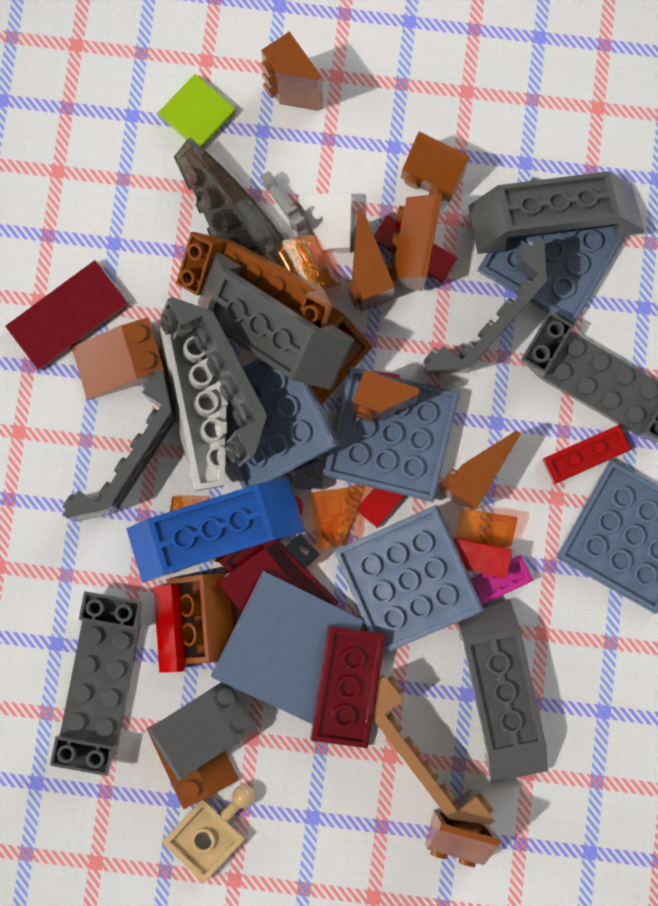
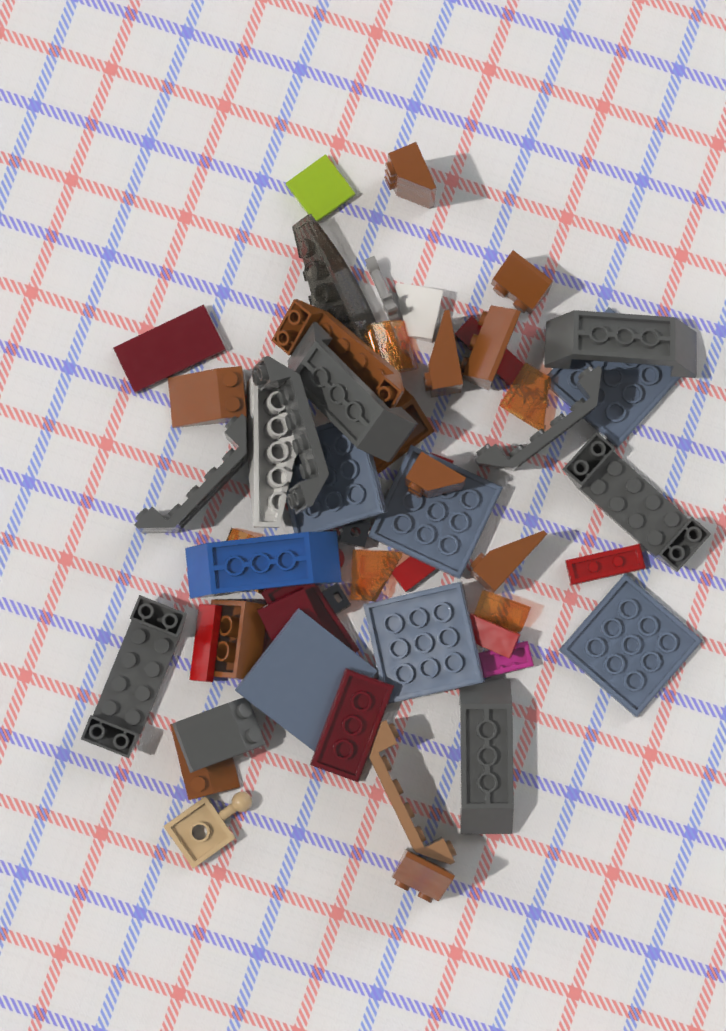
camera: 10 degrees right, 0 degrees up
(467, 289) = (528, 396): none -> clear orange slope

